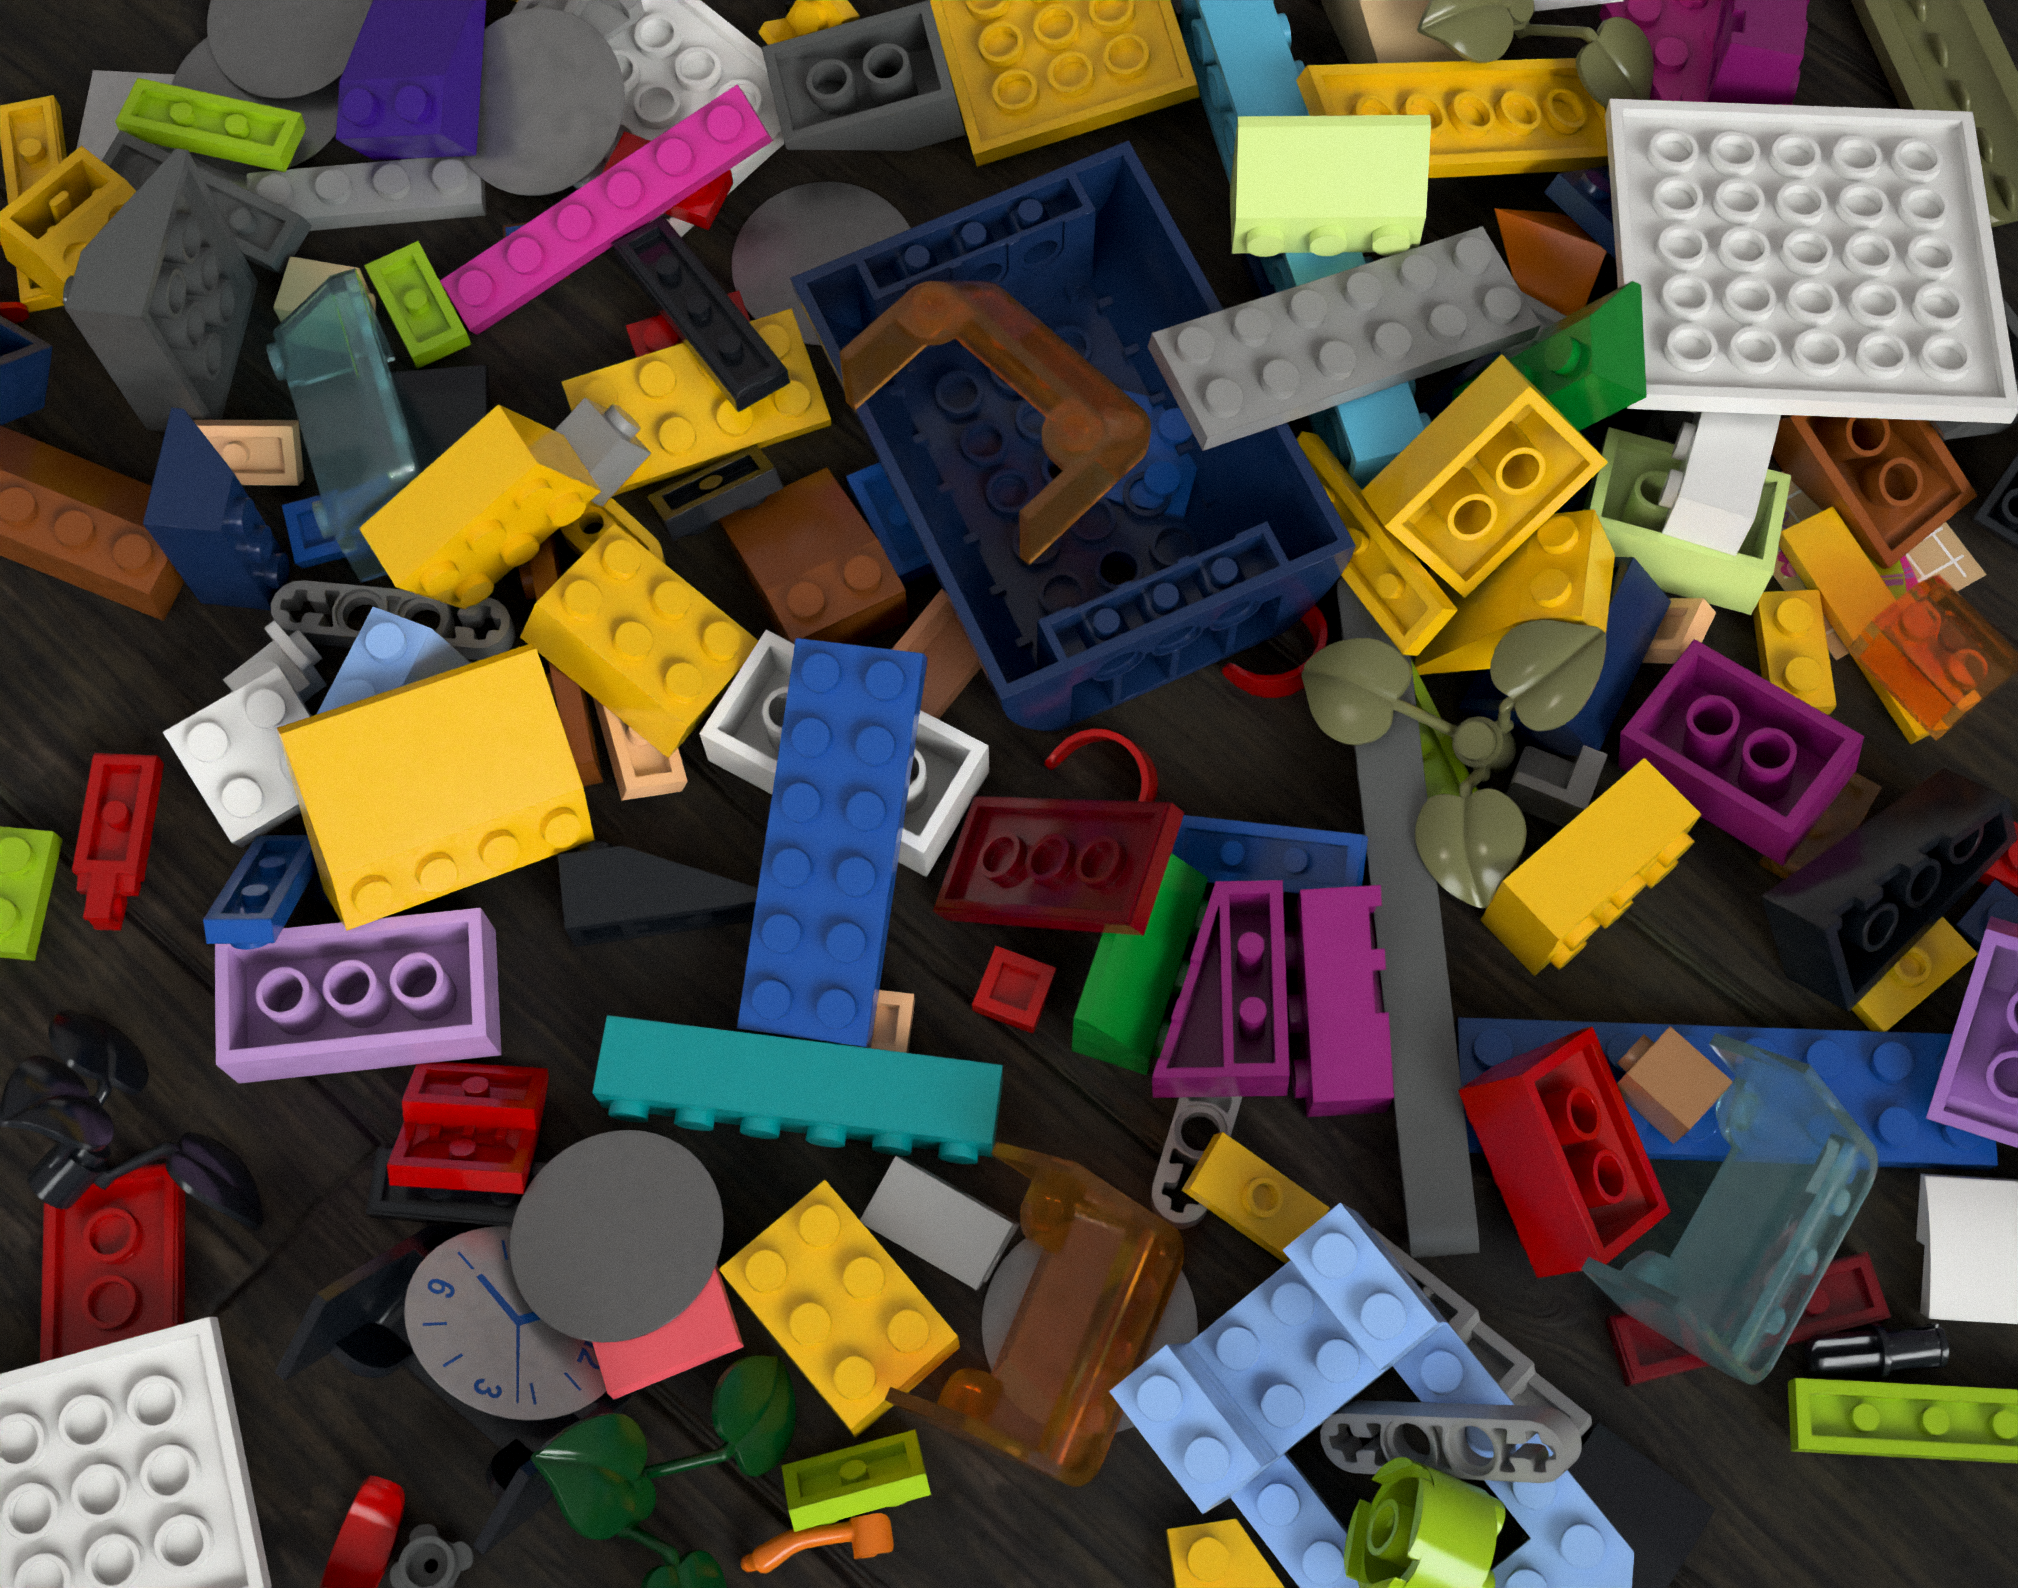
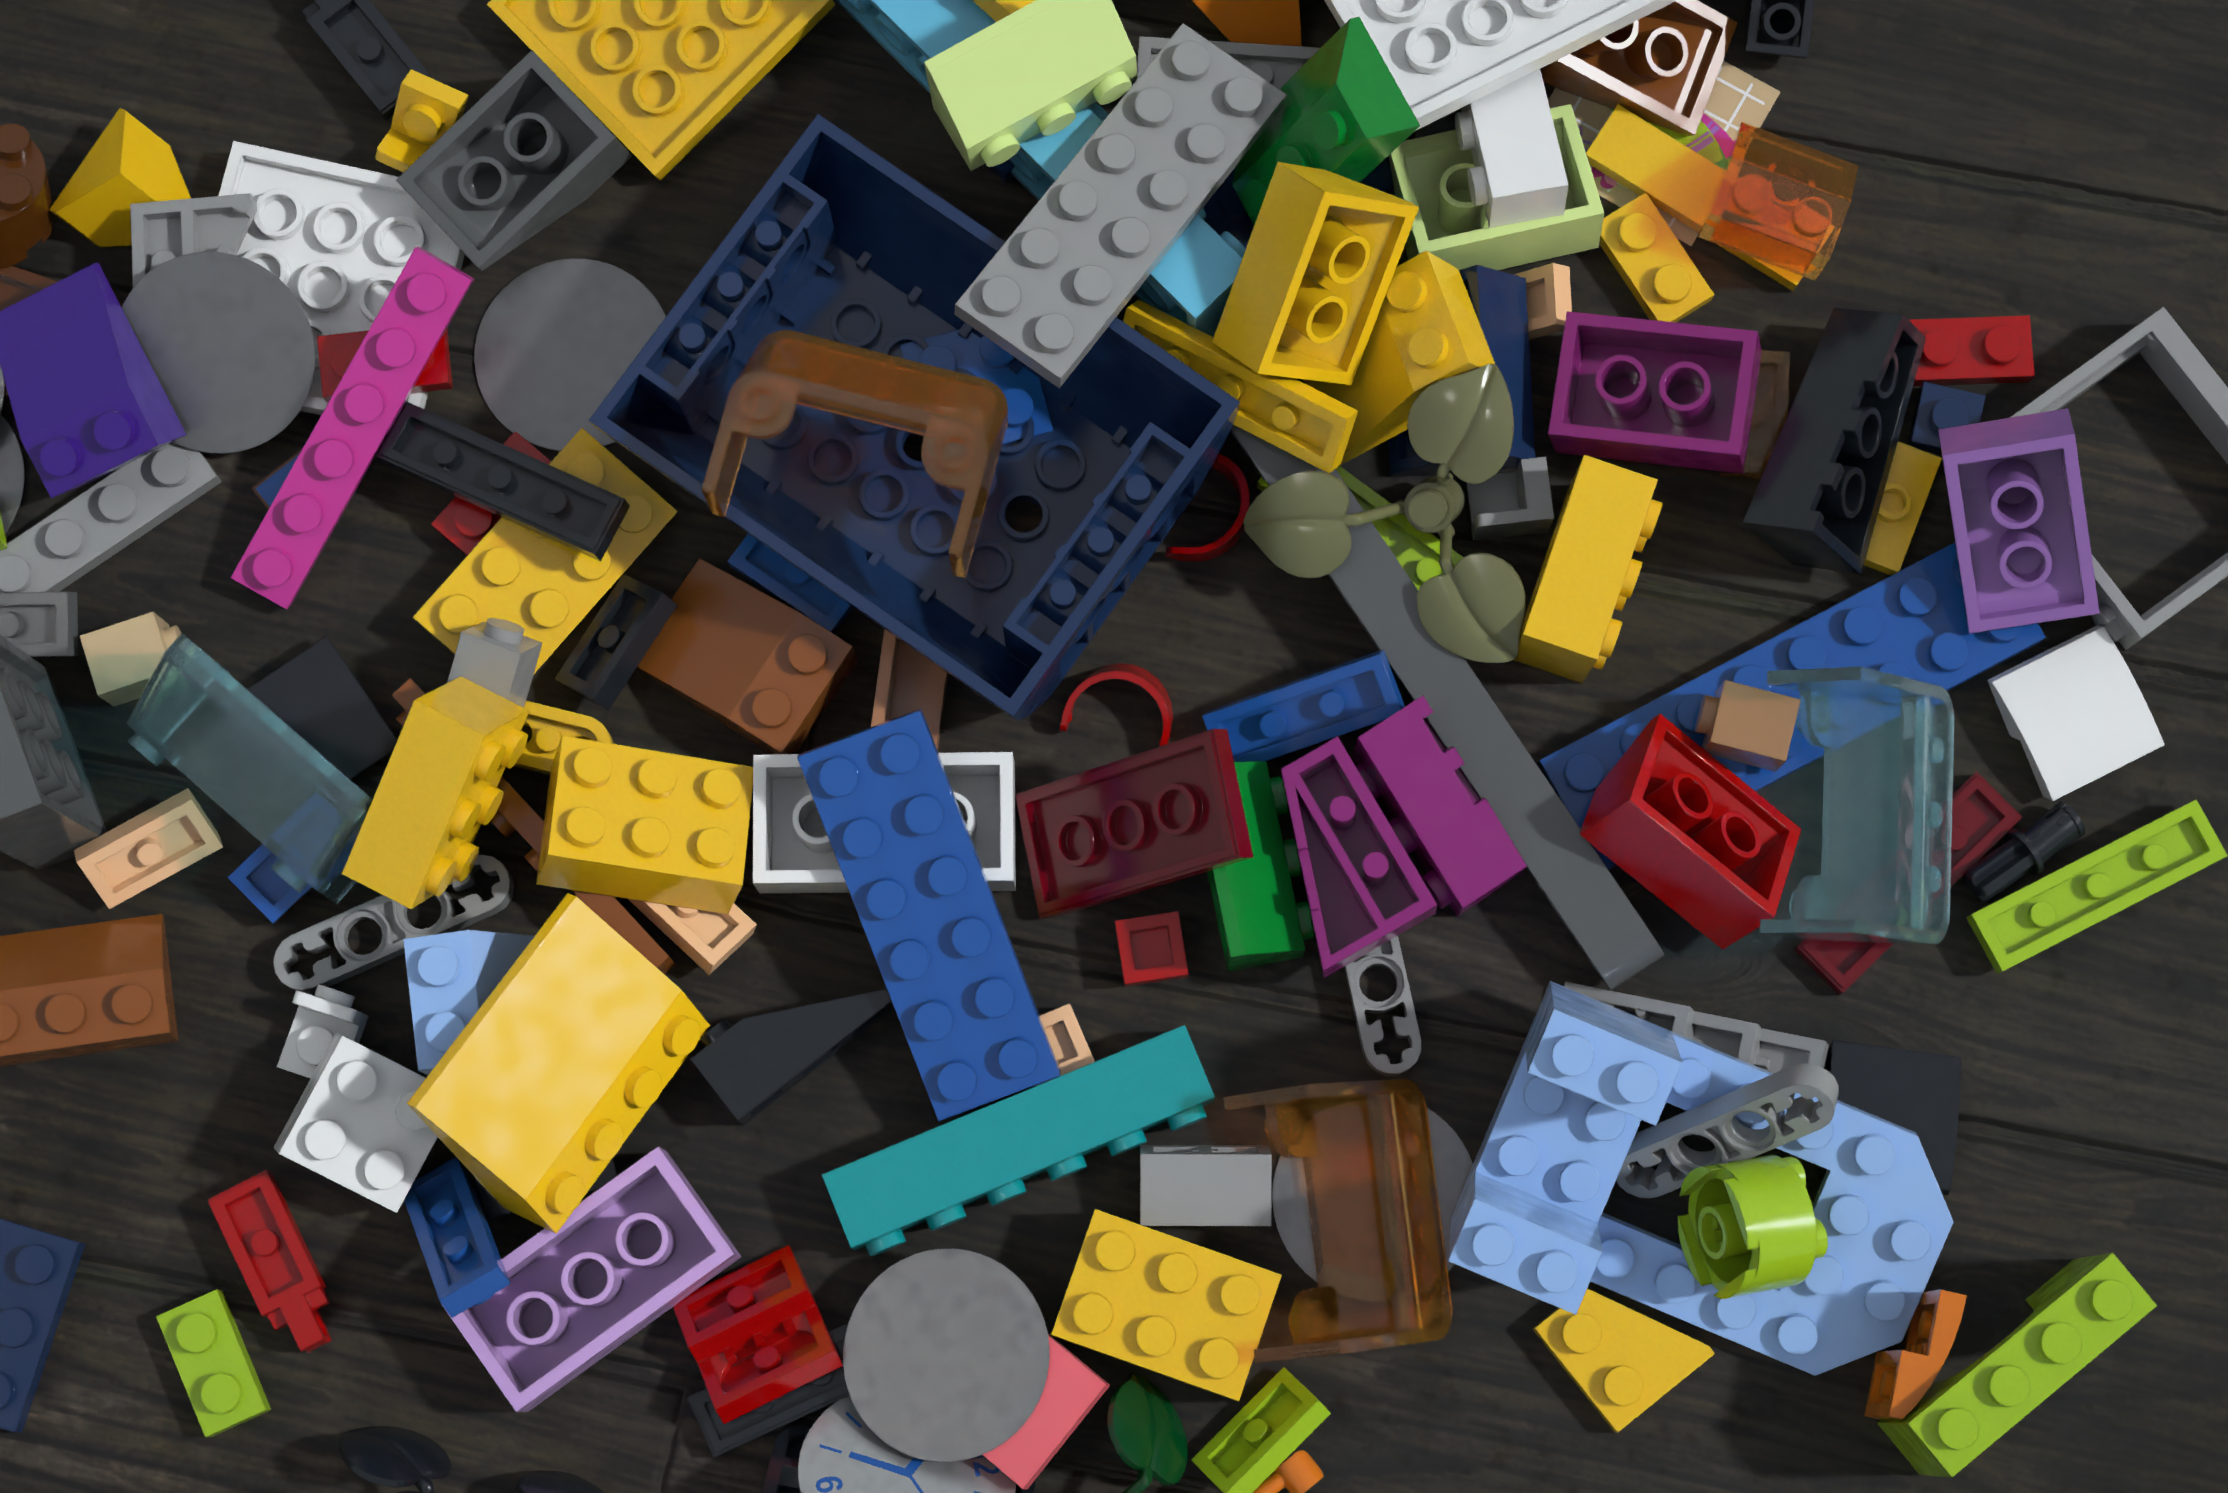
camera: 30 degrees left, 10 degrees up
(211, 523) = (190, 937): dark blue slope -> none
(417, 305) = (221, 610): lime plate -> none
(1252, 1195) = (1456, 1015): yellow plate -> none

